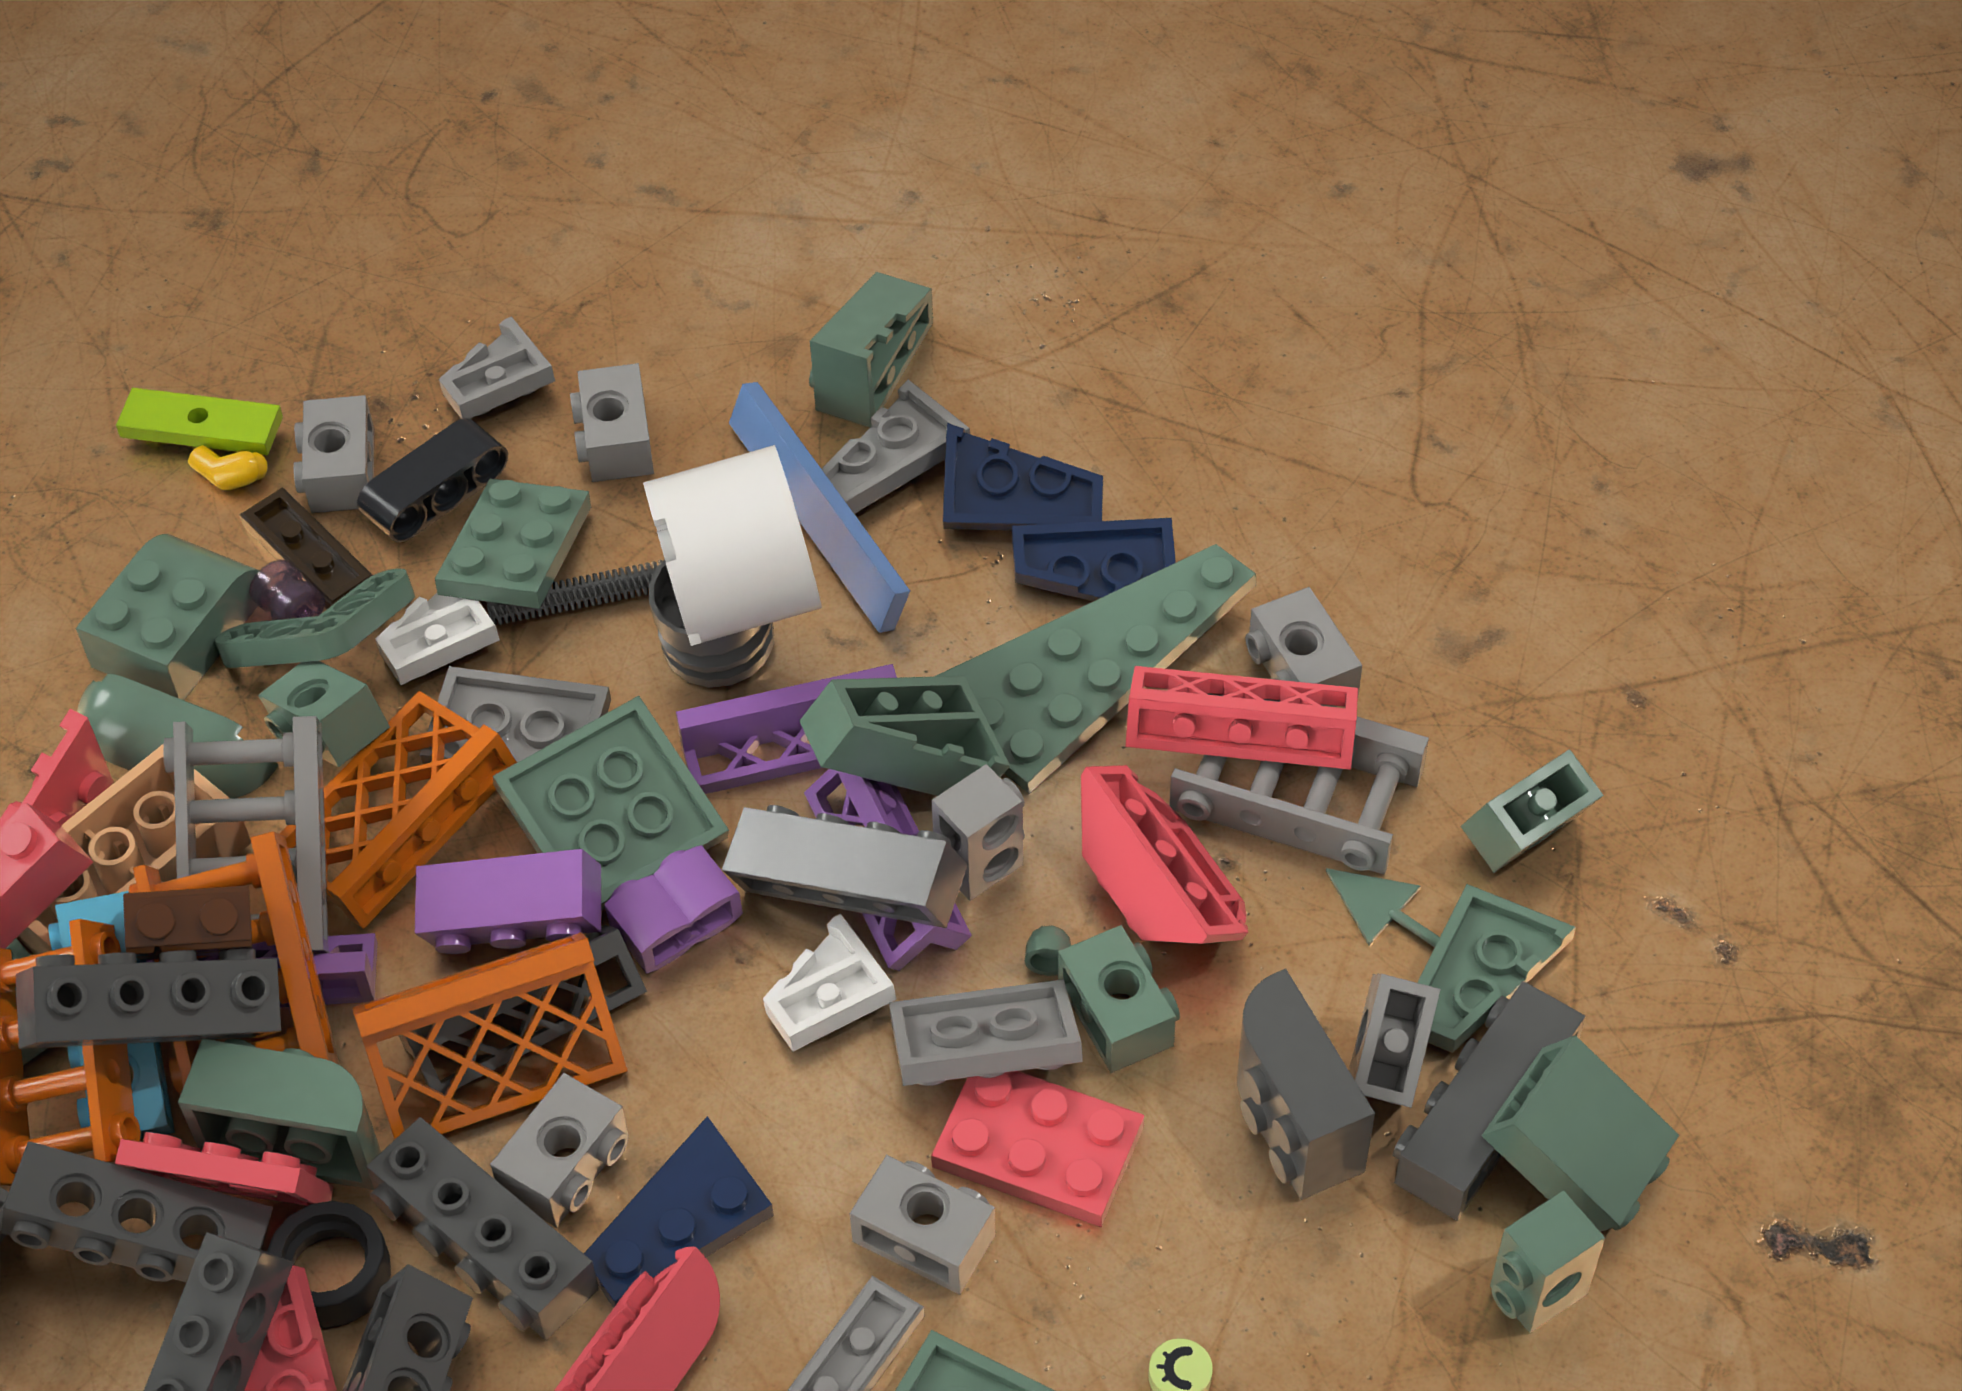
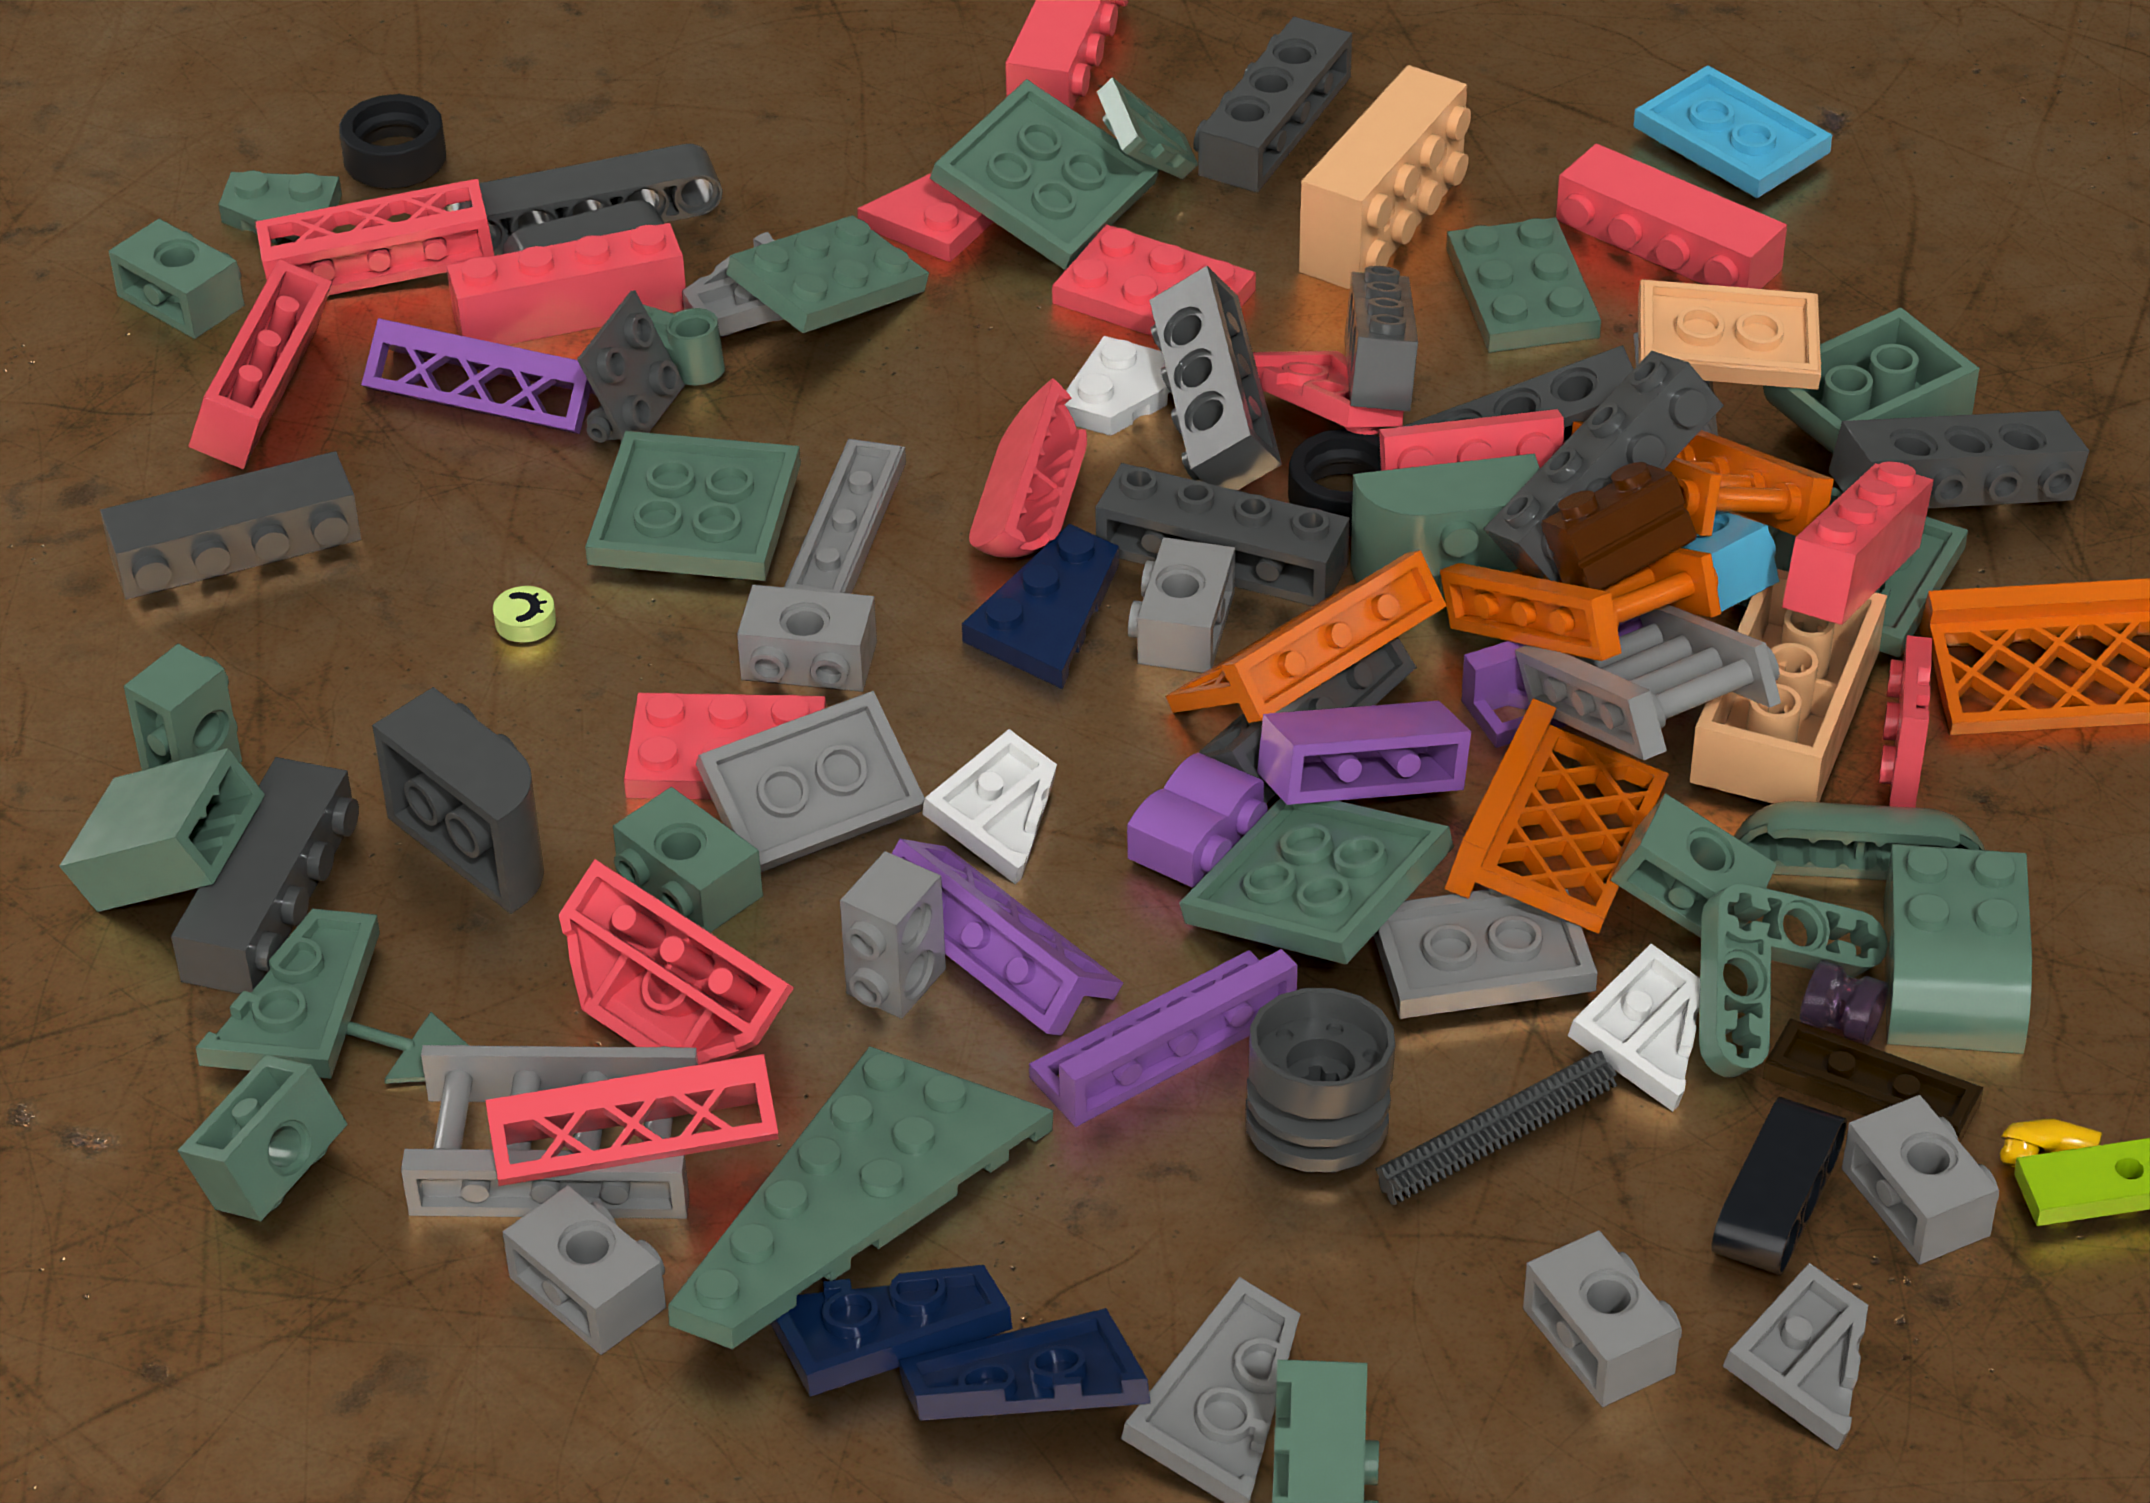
camera: 160 degrees right, 10 degrees down
(513, 543) = (1623, 1133): sand green plate -> none
(733, 545) = (1277, 965): white brick -> none
(823, 511) = (1318, 1307): medium blue tile -> none
(846, 865) = (1026, 854): brick -> none
(903, 731) = (1019, 983): sand green wedge -> none
(1043, 949) = (778, 892): sand green hinge -> none
(1393, 1038) = (376, 859): light grey brick -> none

